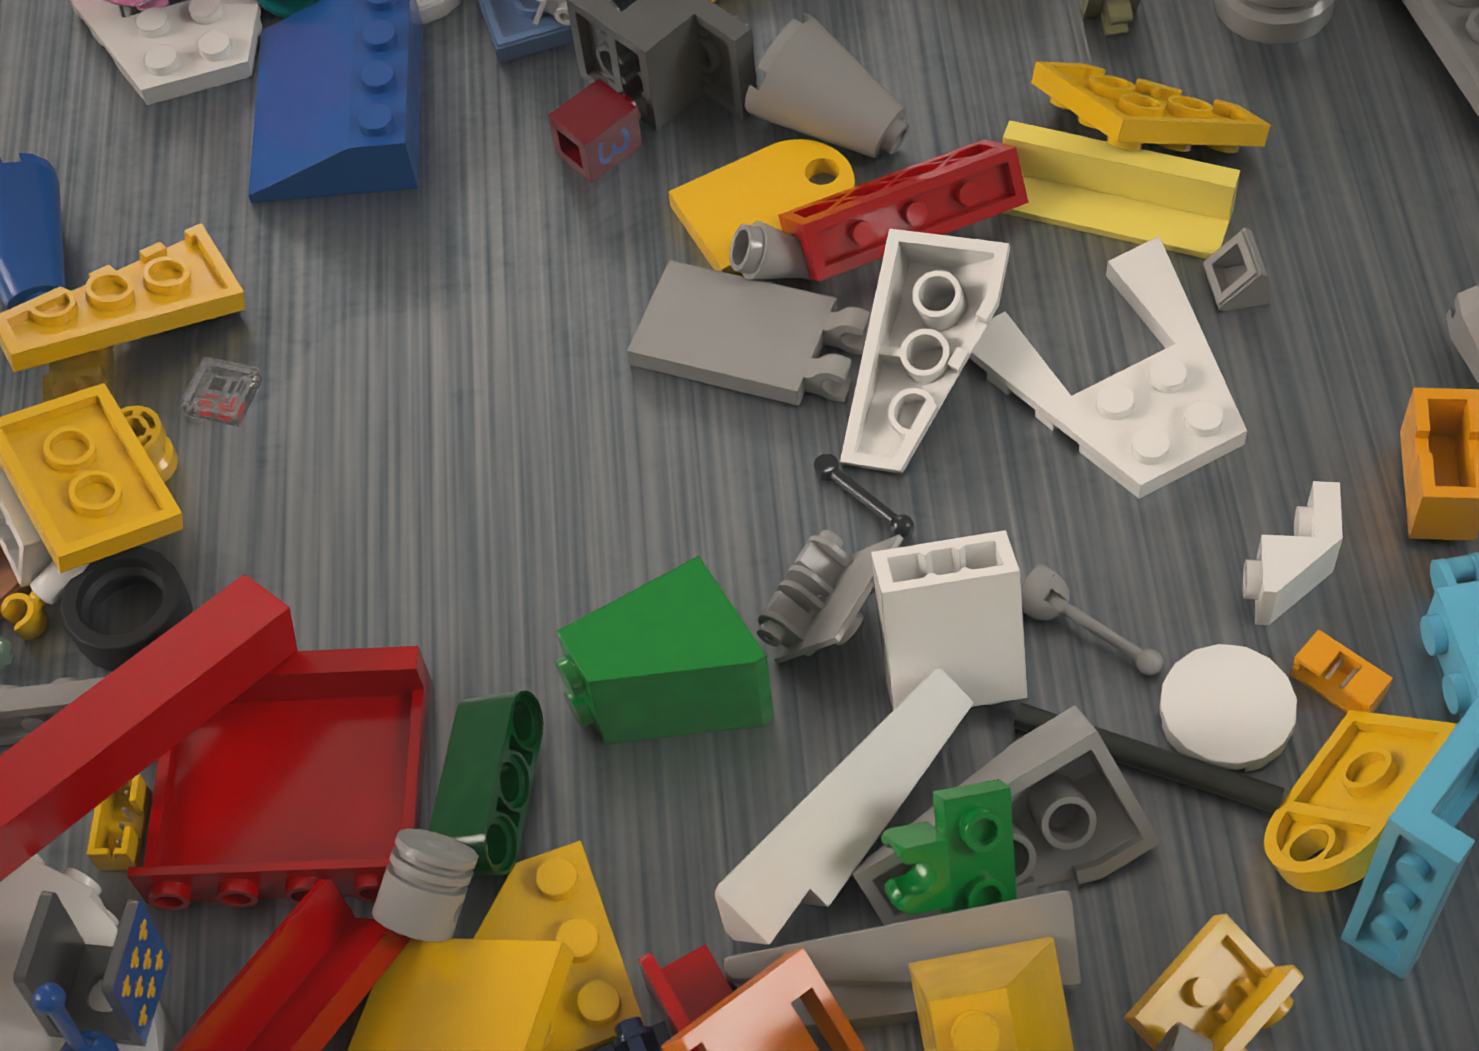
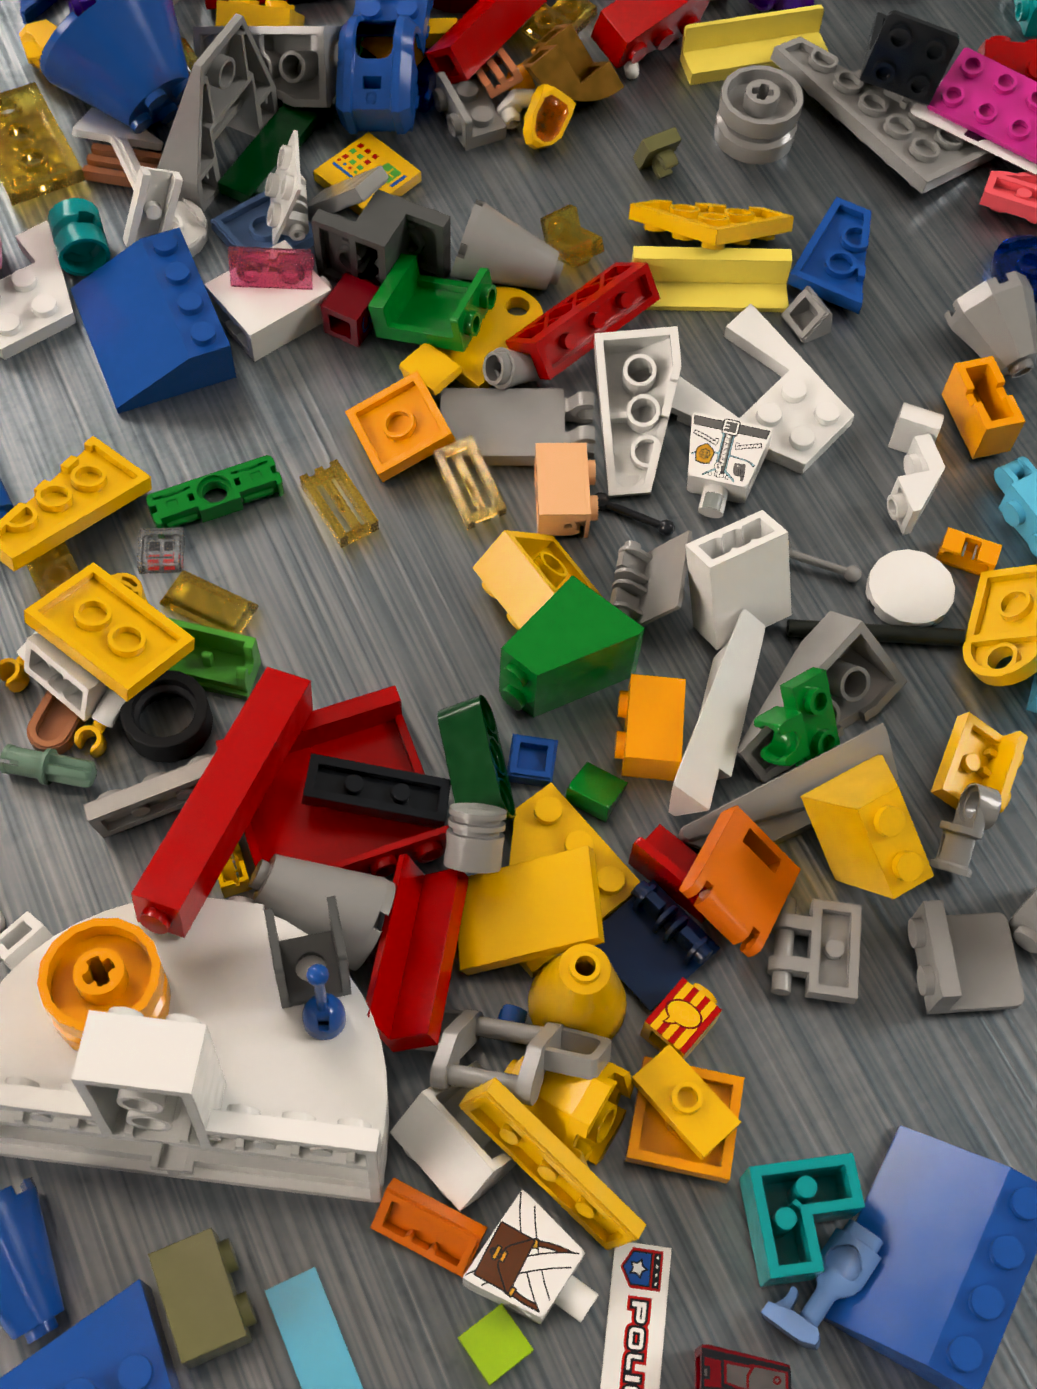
camera: 30 degrees left, 5 degrees up
(200, 911) = (300, 893): none -> light grey cone
(215, 546) = (220, 660): none -> bright green hinge
(249, 476) = (208, 603): none -> clear yellow tile
(330, 781) = (376, 791): none -> black hinge
(357, 327) = (241, 482): none -> green piece
(464, 346) = (325, 478): none -> clear yellow tile
(494, 93) = (267, 317): none -> white brick
(499, 51) = (271, 267): none -> clear pink hinge
(572, 803) = (531, 760): none -> blue tile
(588, 299) = (400, 426): none -> light orange plate
(640, 870) = (595, 791): none -> green slope
(657, 442) = (483, 513): none -> clear yellow tile
(662, 231) = (433, 366): none -> yellow slope
(667, 522) = (526, 572): none -> yellow slope
(696, 148) = (430, 308): none -> green panel
(752, 790) = (652, 728): none -> light orange brick
(772, 437) = (563, 489): none -> light nougat hinge
(931, 91) = (564, 233): none -> clear yellow bracket
(1016, 450) = (724, 460): none -> torso
(1317, 195) = (836, 256): none -> blue wing
(1330, 459) = (914, 422): none -> white brick

